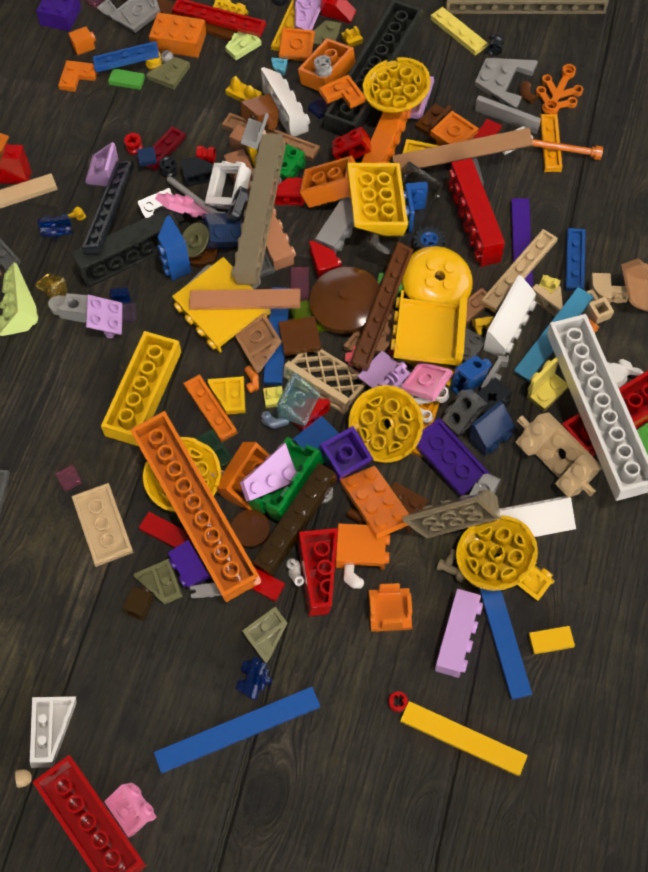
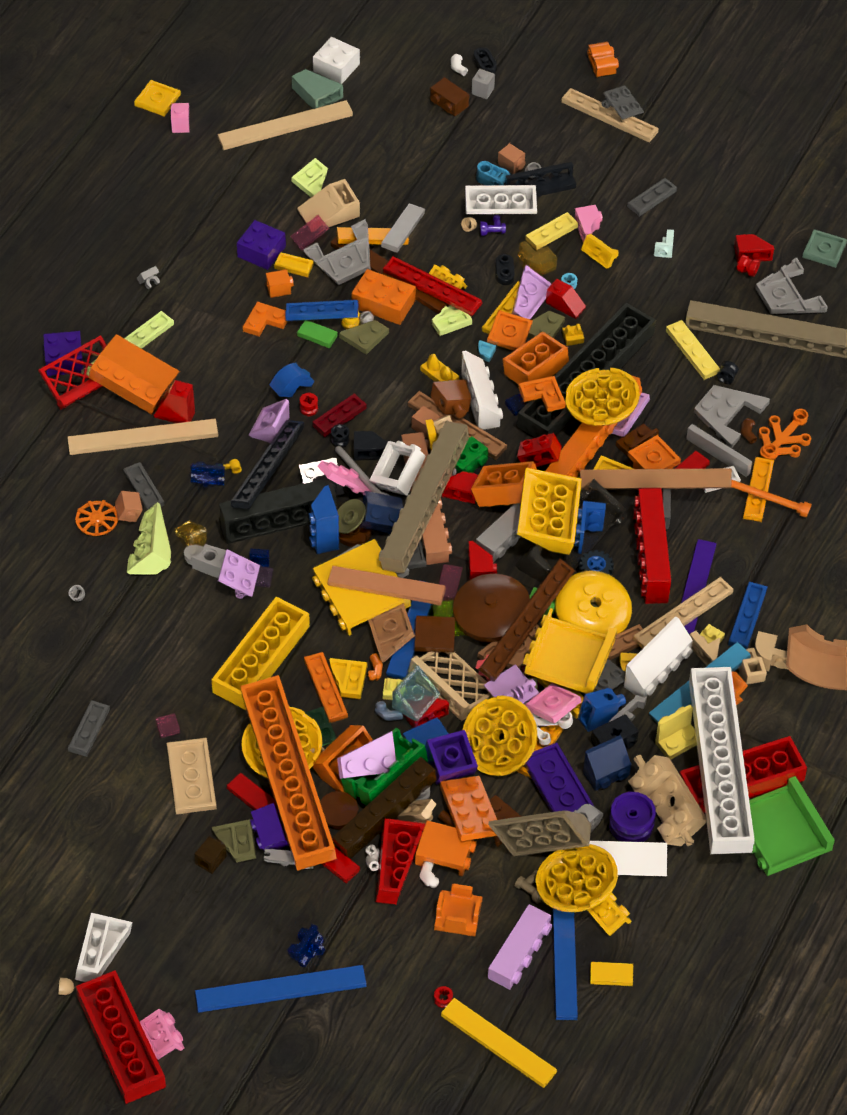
camera: 10 degrees right, 10 degrees down
(92, 21) = (294, 264): none -> yellow tile
(111, 123) = (289, 379): none -> blue brick
(146, 156) = (319, 420): dark blue tile -> none
(206, 154) = (382, 430): red wheel -> none
(240, 198) = (406, 482): black plate -> none
(253, 132) = (436, 417): light grey panel -> none
(265, 633) = (329, 908): olive wing -> none
(323, 66) = (529, 361): light grey wheel -> none
(327, 516) = (418, 811): none -> tan slope
(467, 414) = (584, 740): dark grey brick -> none
(529, 478) = (632, 817): none -> dark purple wheel
(622, 370) = (755, 736): white animal -> none

